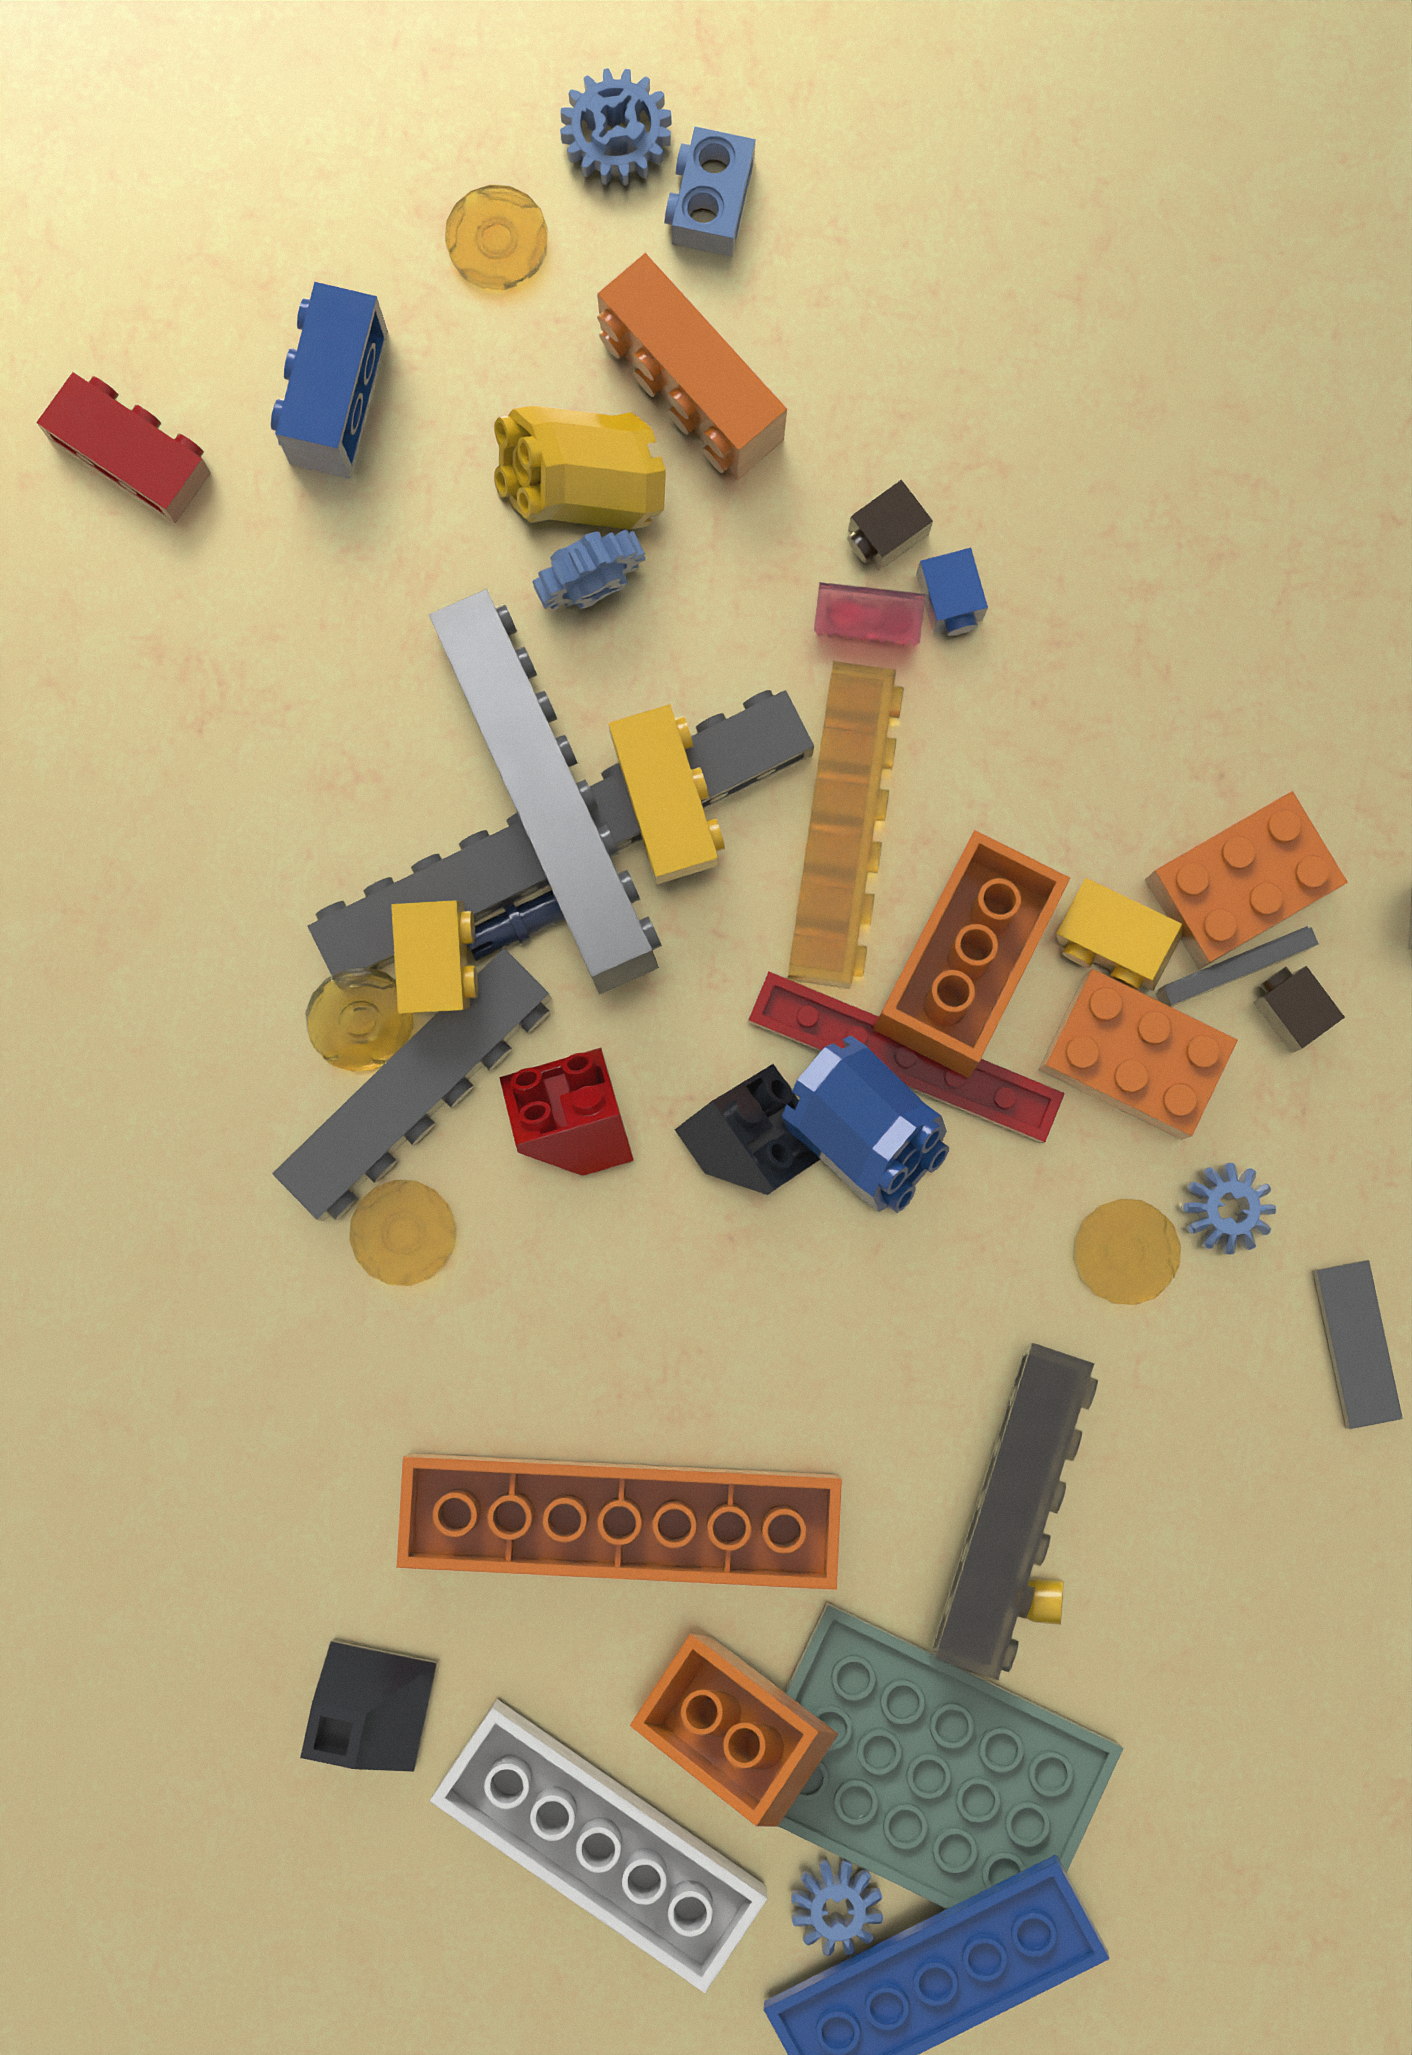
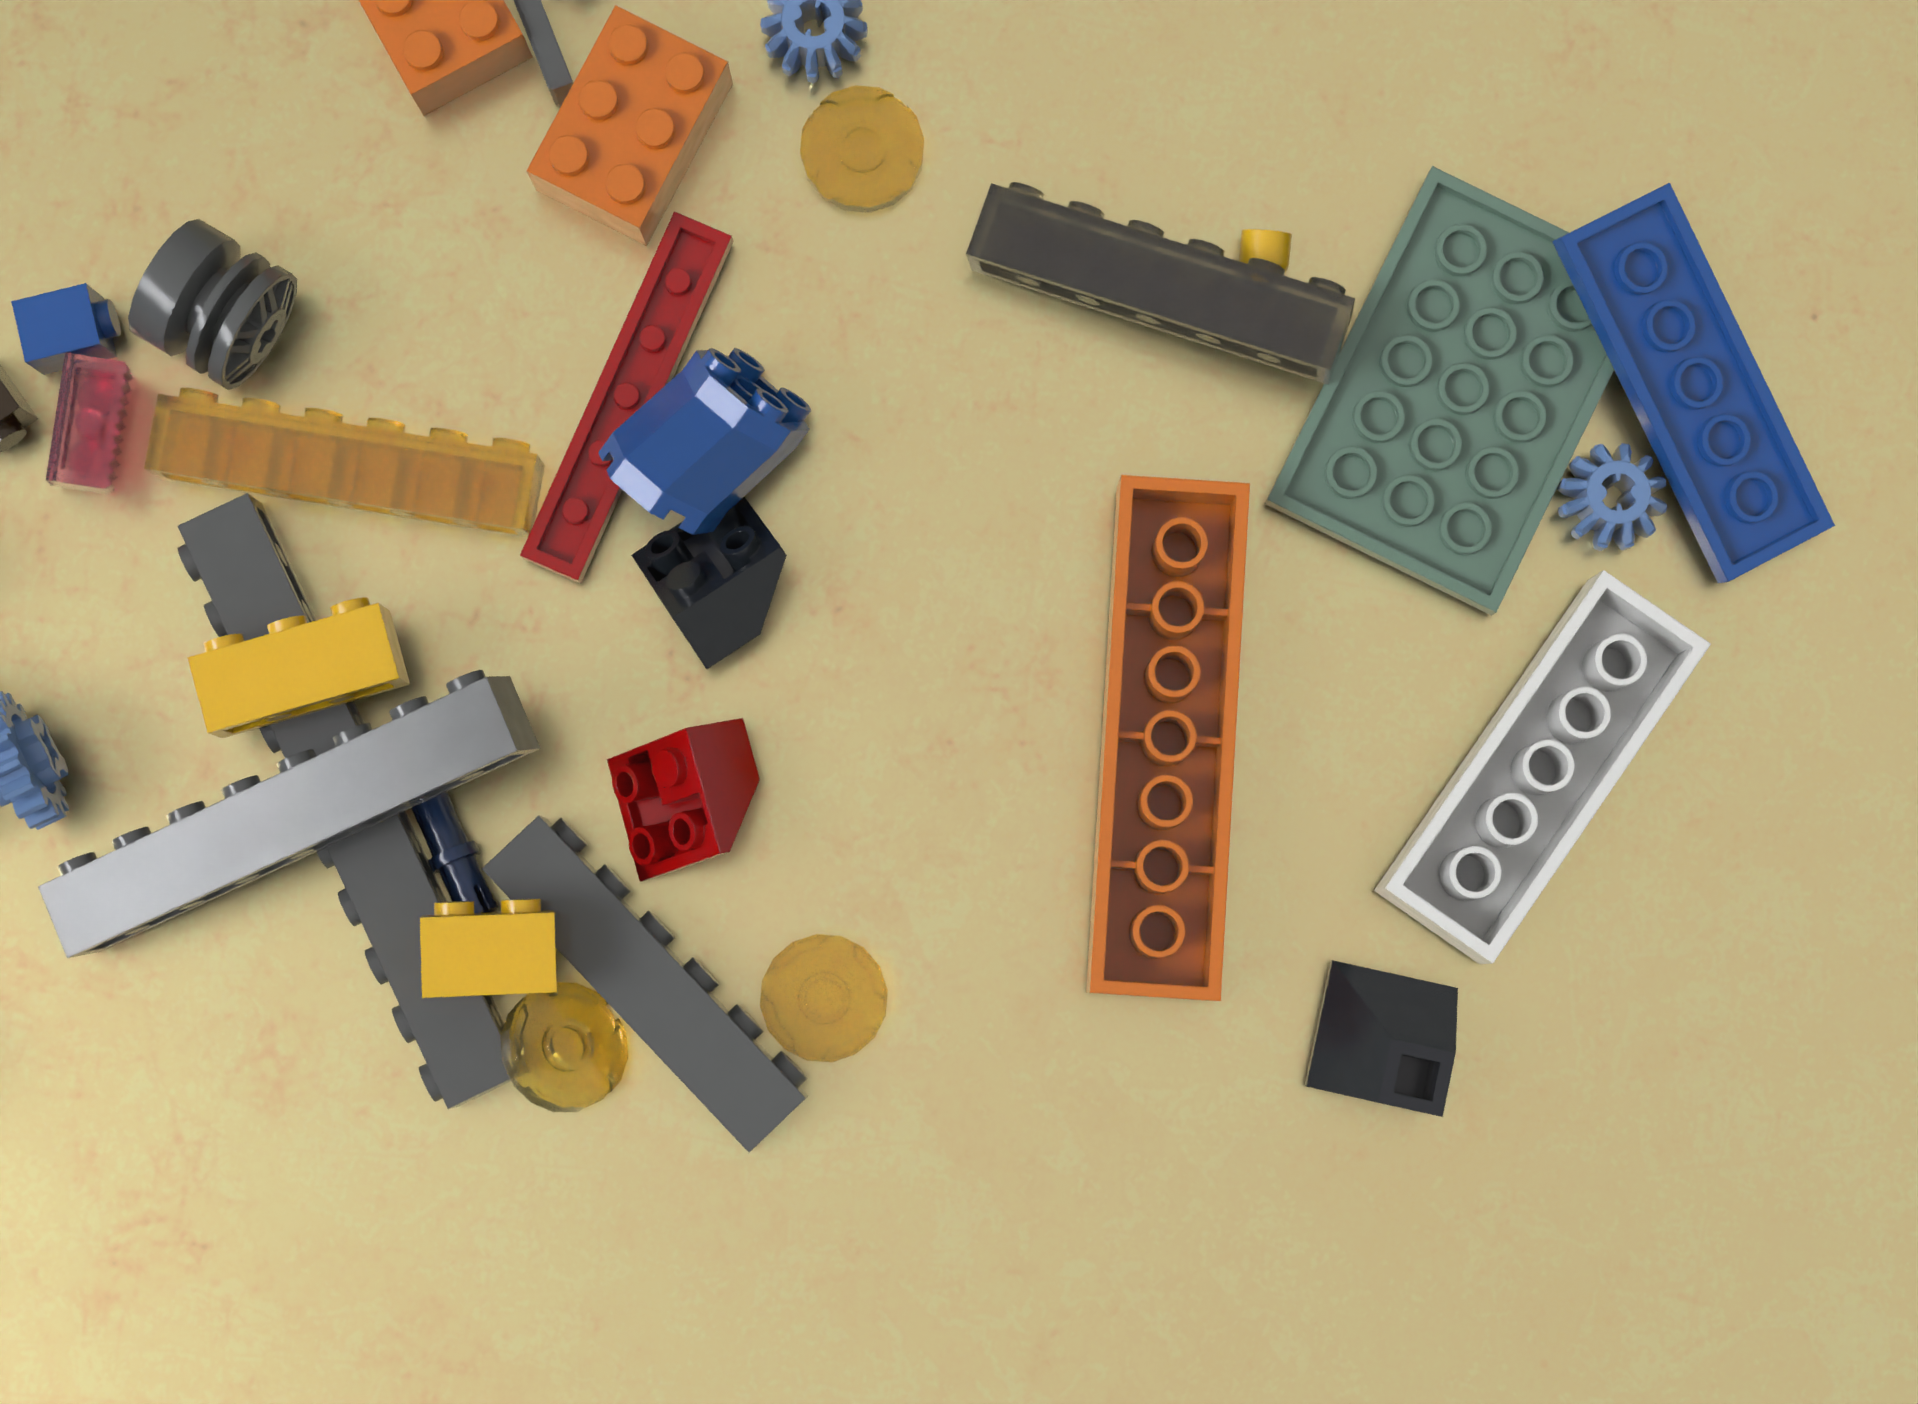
camera: 90 degrees left, 0 degrees up
(733, 1730) = (1411, 607): orange brick -> none
(971, 954) = (505, 311): orange brick -> none
(976, 703) = (212, 303): none -> dark grey wheel
(1118, 935) = (487, 143): yellow brick -> none

